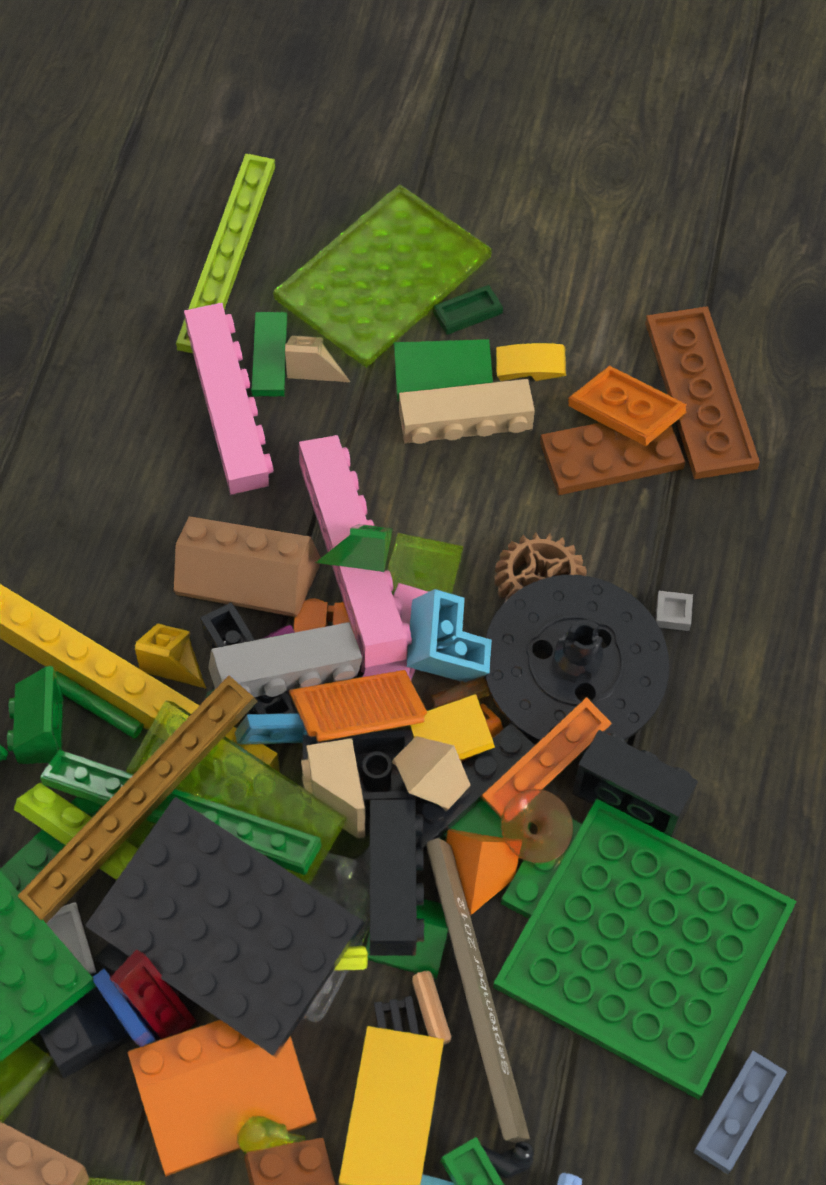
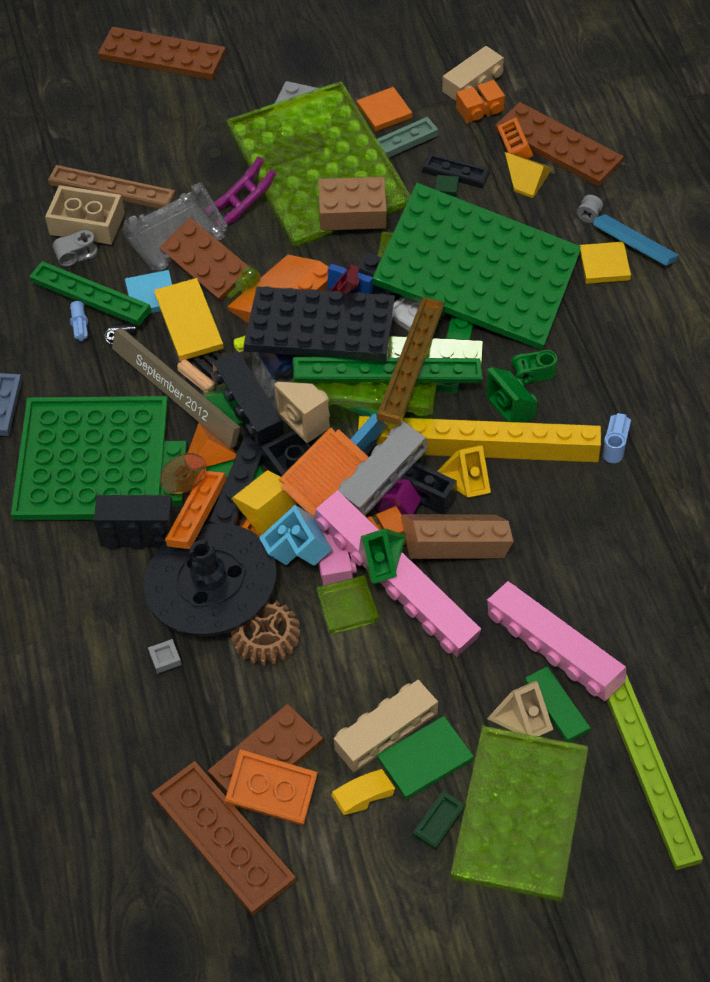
camera: 155 degrees right, 5 degrees down
(432, 771) = (260, 454): tan slope -> none

